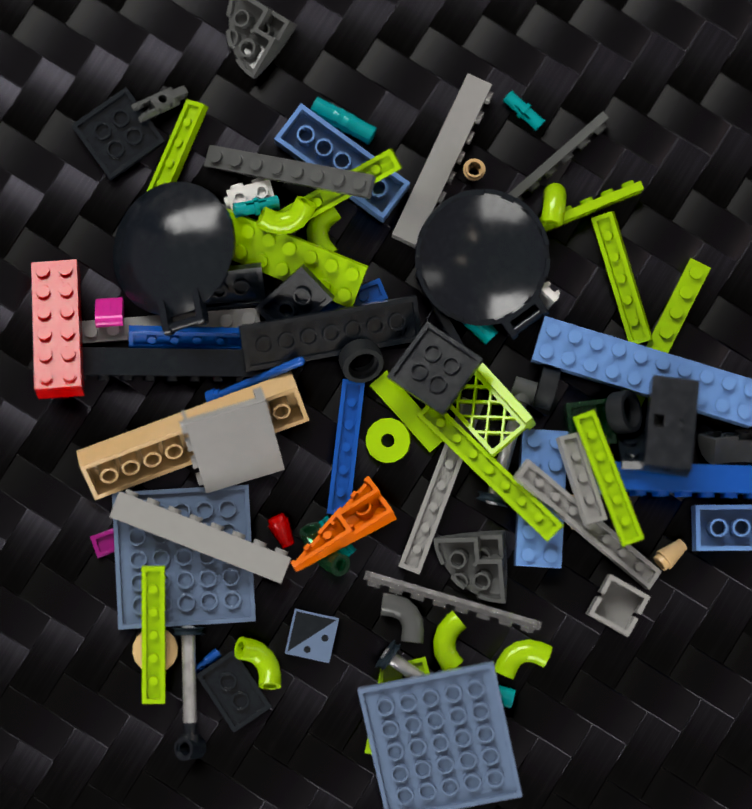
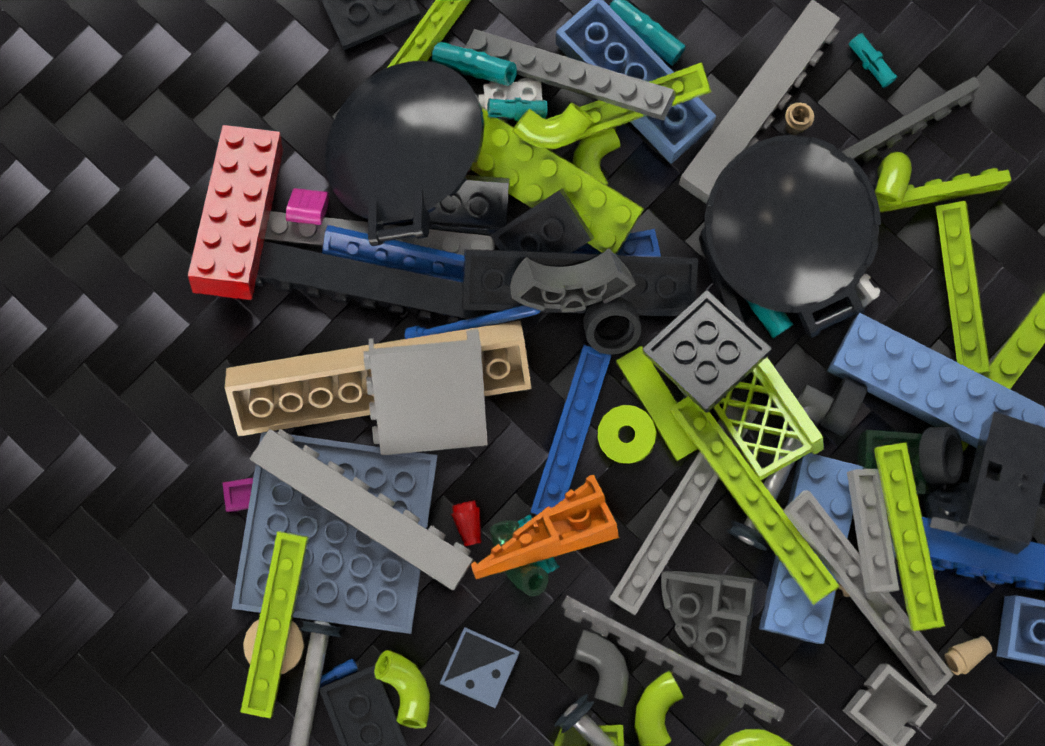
camera: 20 degrees right, 5 degrees down
(215, 174) = (475, 63): none -> teal axle
(325, 338) = (571, 286): none -> dark grey brick

